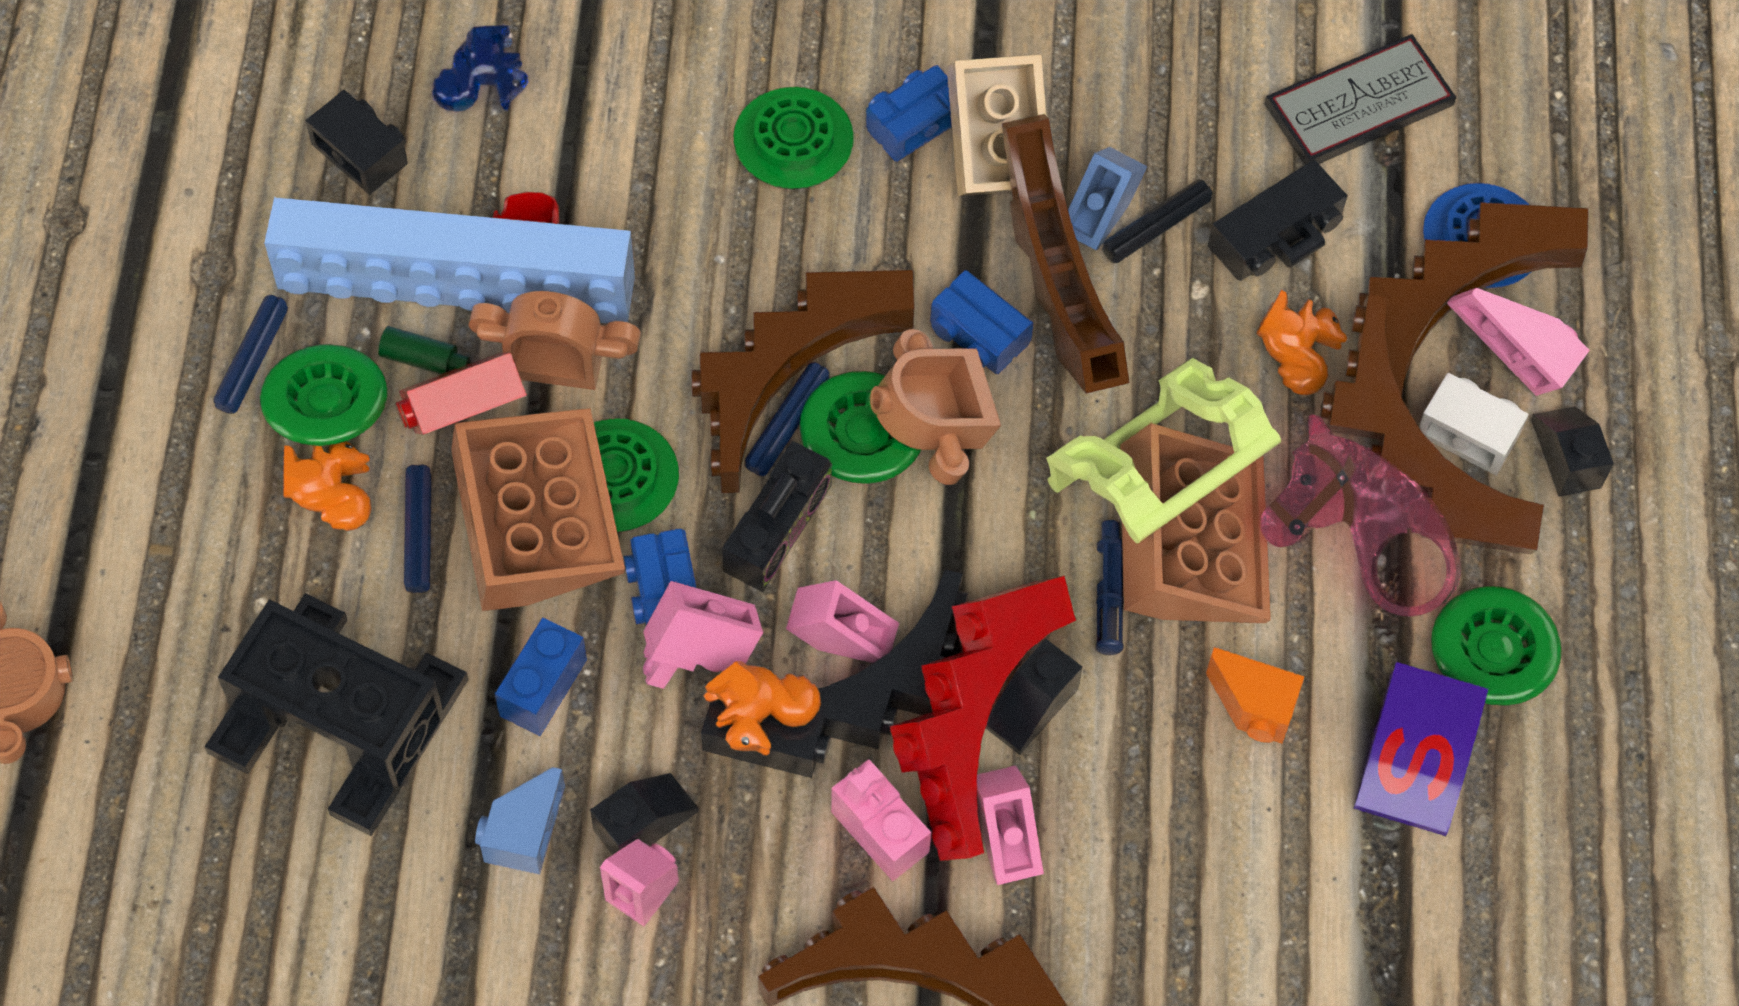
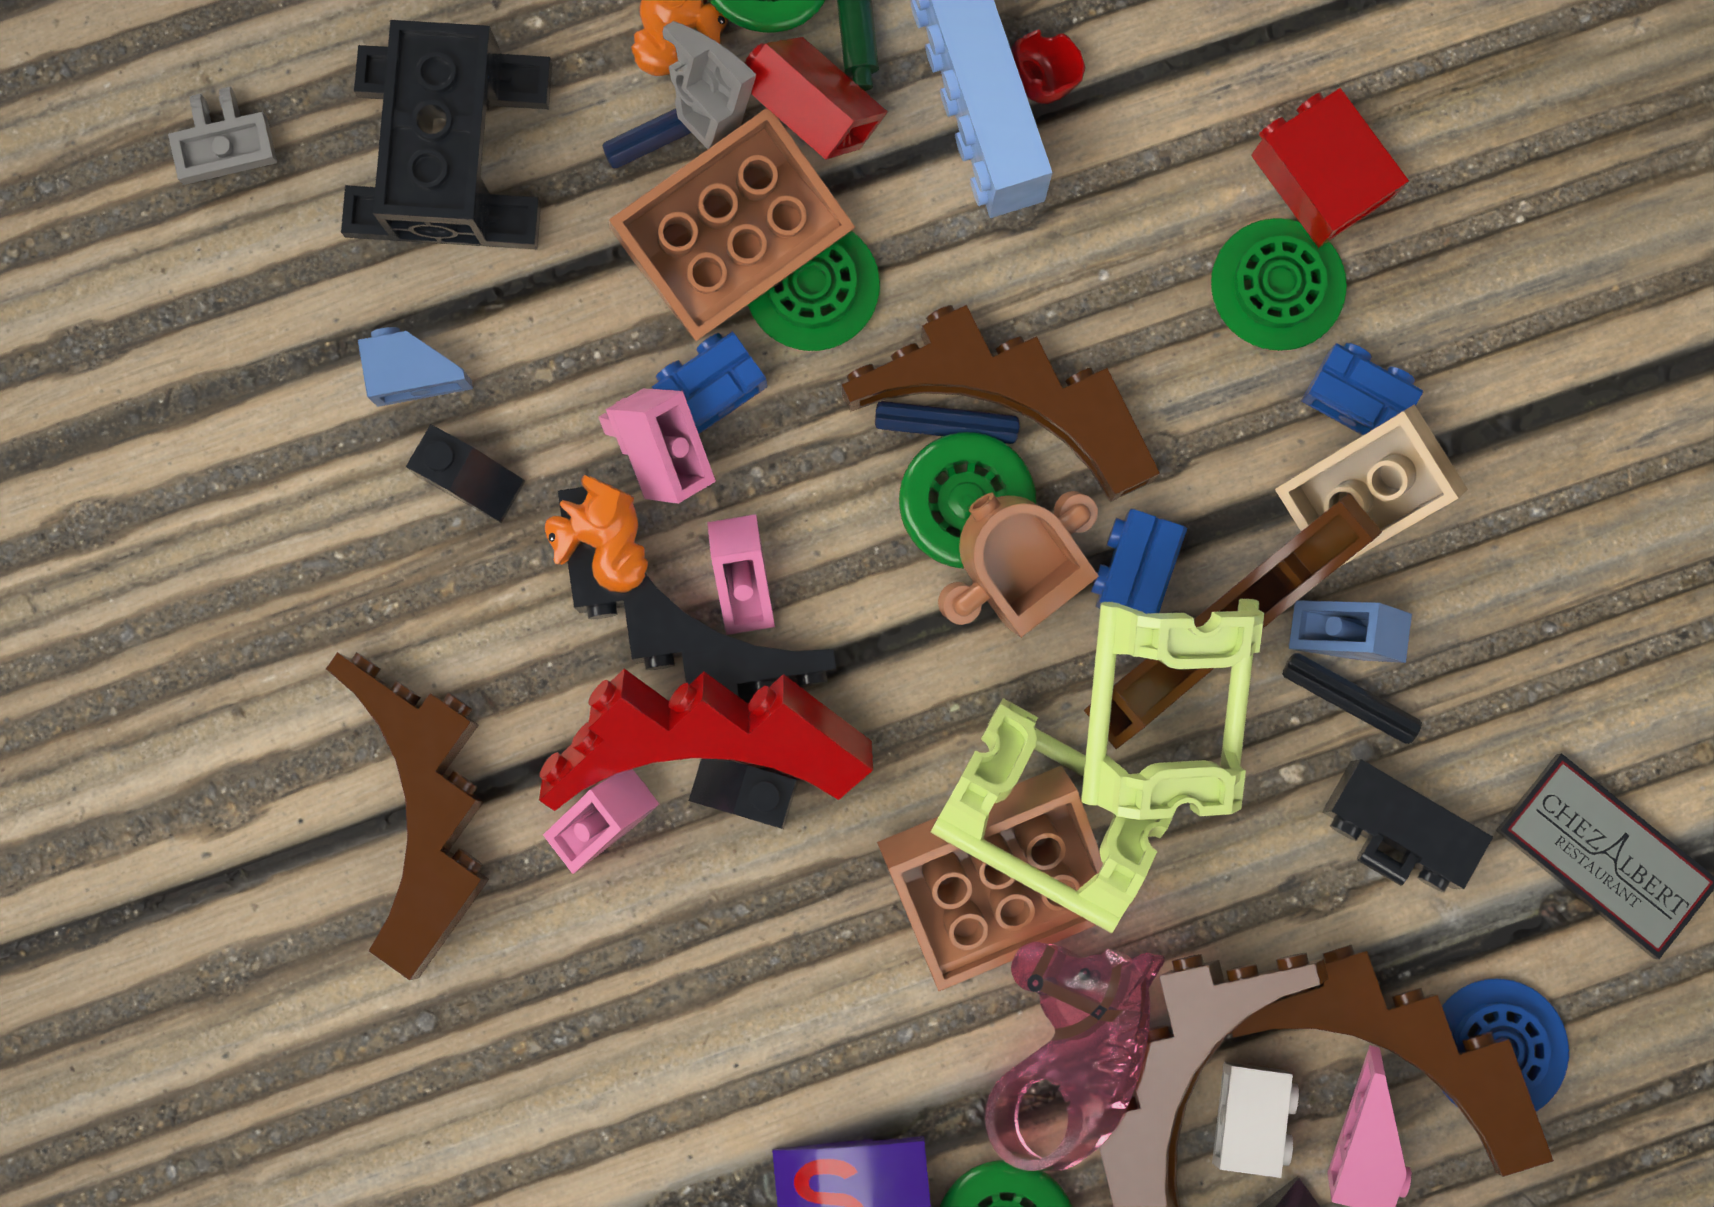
camera: 70 degrees right, 20 degrees up
(230, 904) = (221, 146): none -> light grey hinge
(411, 461) = (708, 84): none -> light grey slope
(541, 676) = (559, 314): blue brick -> none
(554, 337) = (914, 155): nougat piece -> none
(639, 879) = (391, 499): bright pink slope -> none
(717, 59) = (1328, 165): none -> red brick
(777, 516) = (826, 460): black piece -> none
(880, 820) = (548, 698): bright pink hinge -> none
(1069, 277) = (1174, 640): none -> yellowish green piece
(1110, 589) = (886, 822): dark blue piece -> none
(1255, 694) = (839, 1012): orange slope -> none
(1290, 340) = (1266, 891): orange animal -> none

